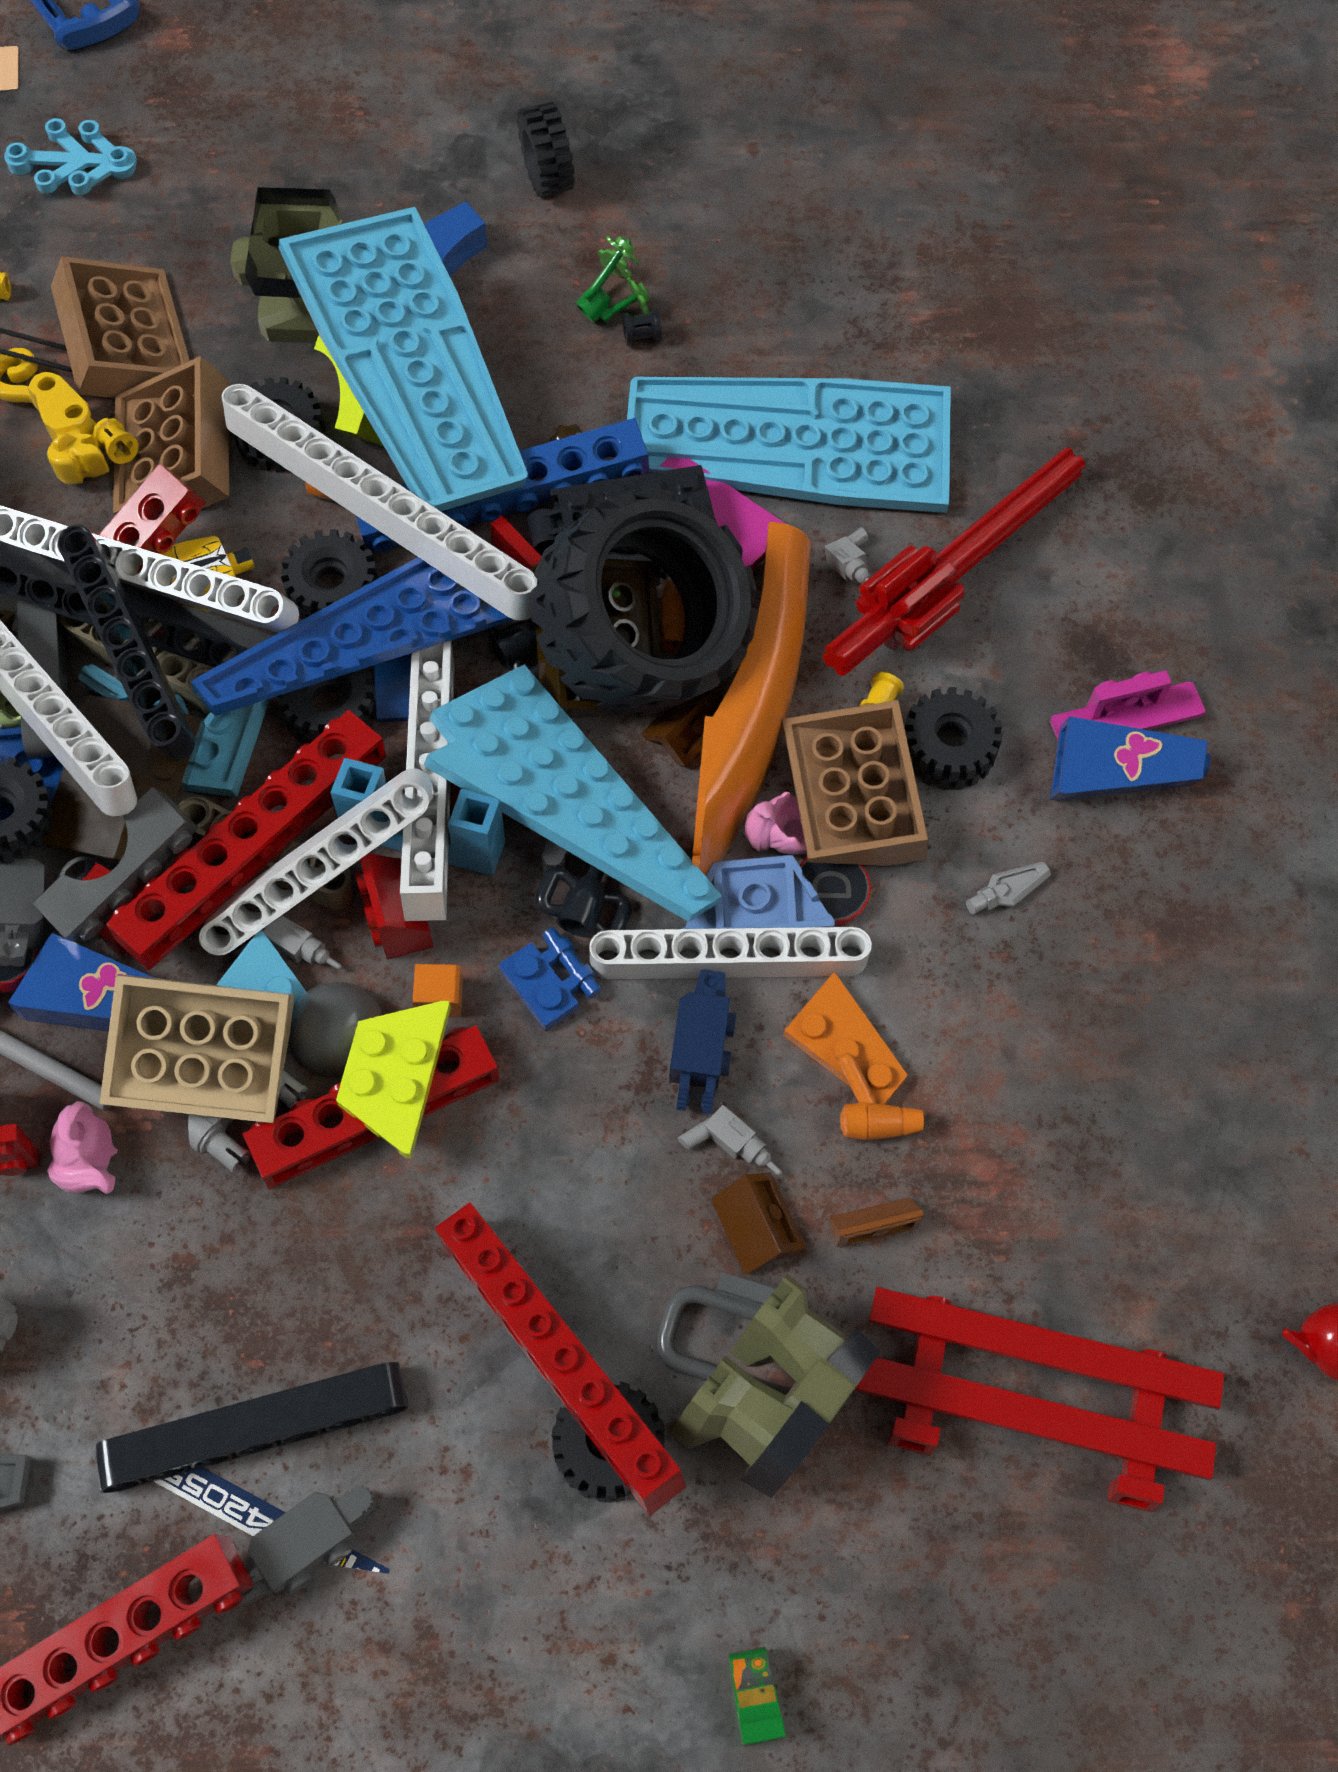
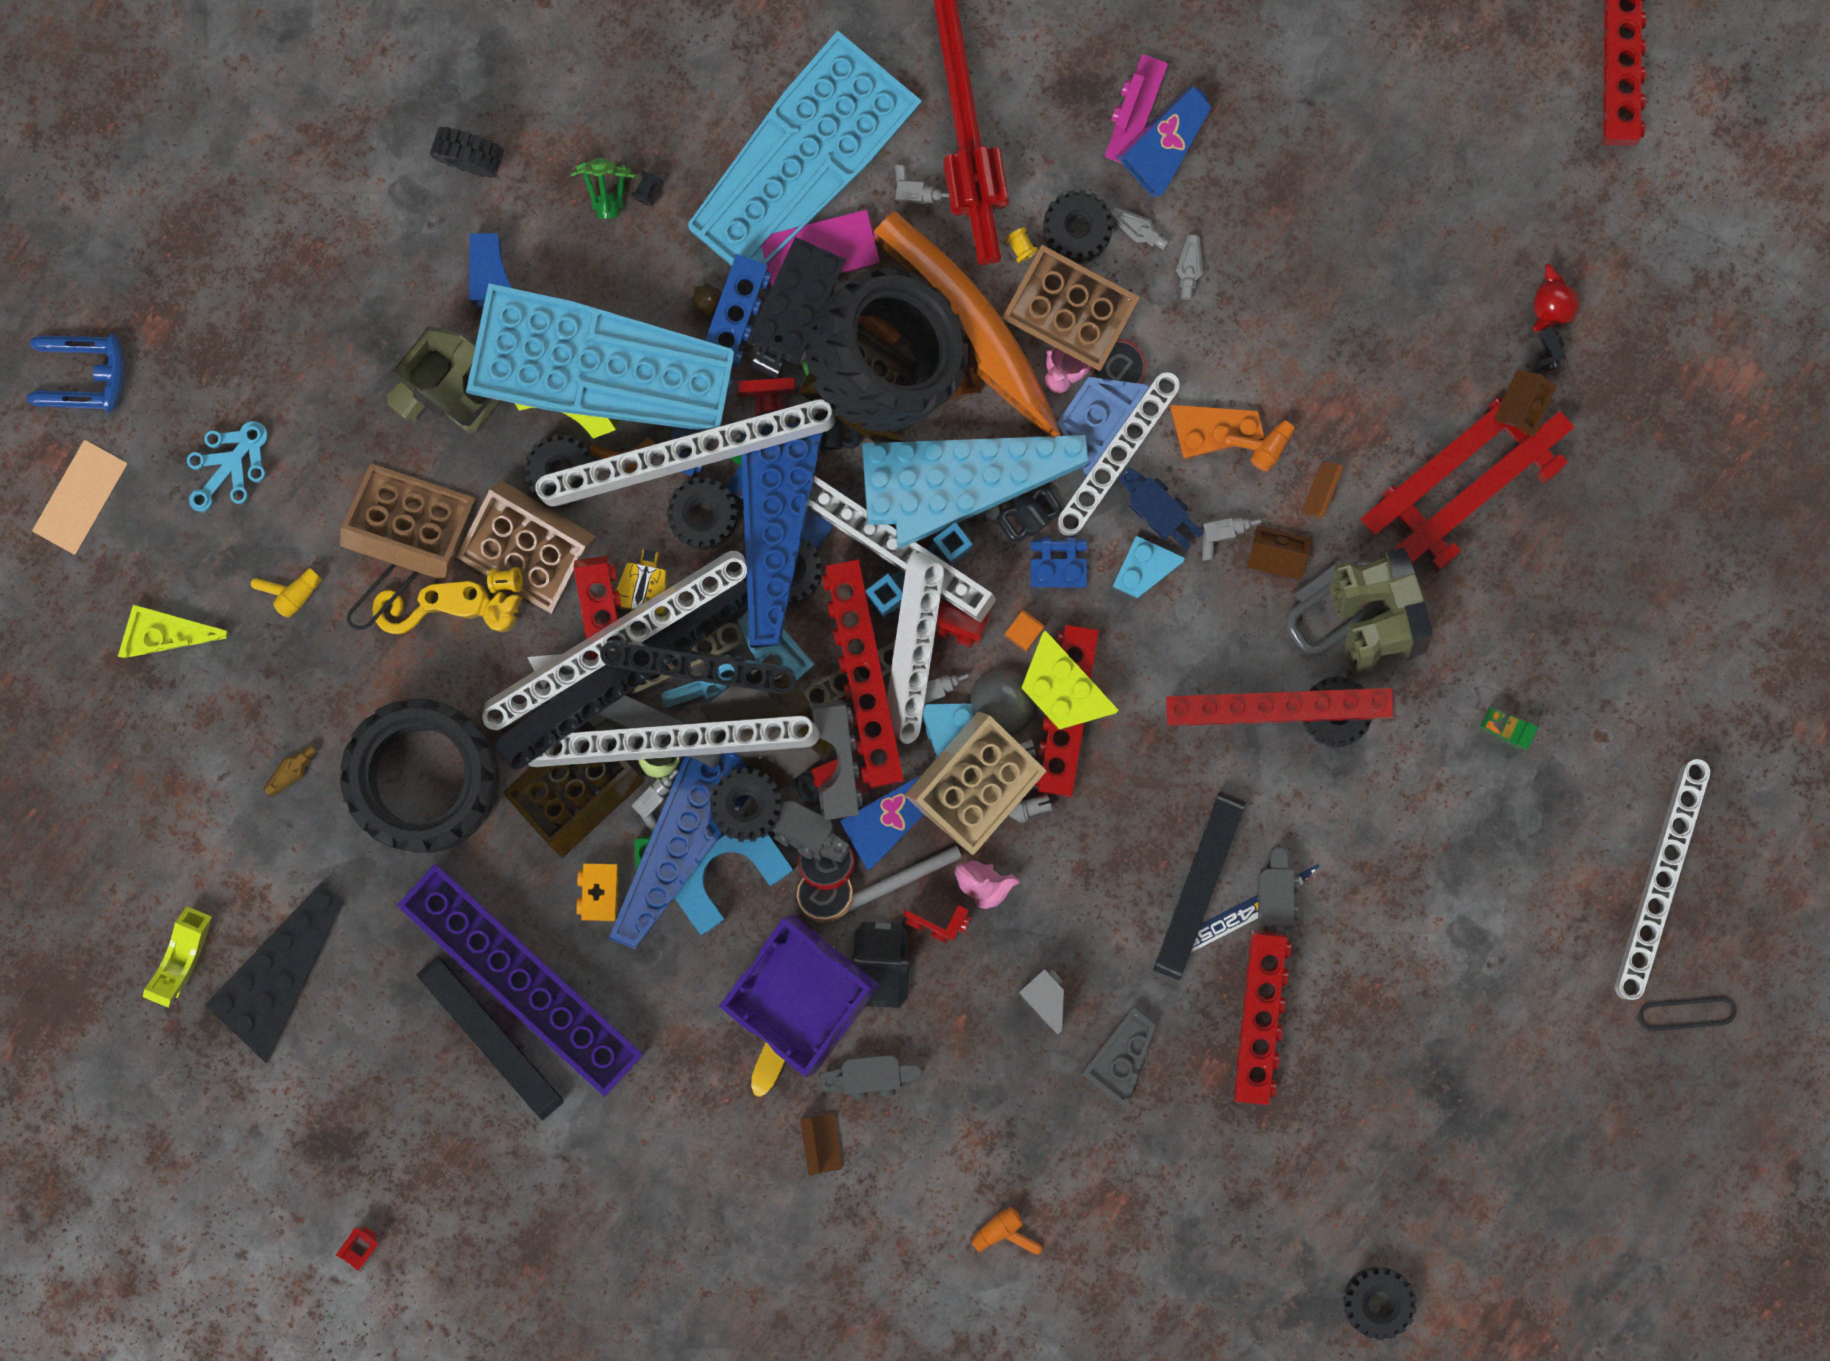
camera: 50 degrees left, 20 degrees up
(619, 1077) = (1145, 567): none -> medium azure wing
(1004, 806) = (1138, 228): none -> light grey piece
(1191, 1388) = (1526, 402): none -> reddish brown panel
(1284, 1375) = (1552, 344): none -> black bracket

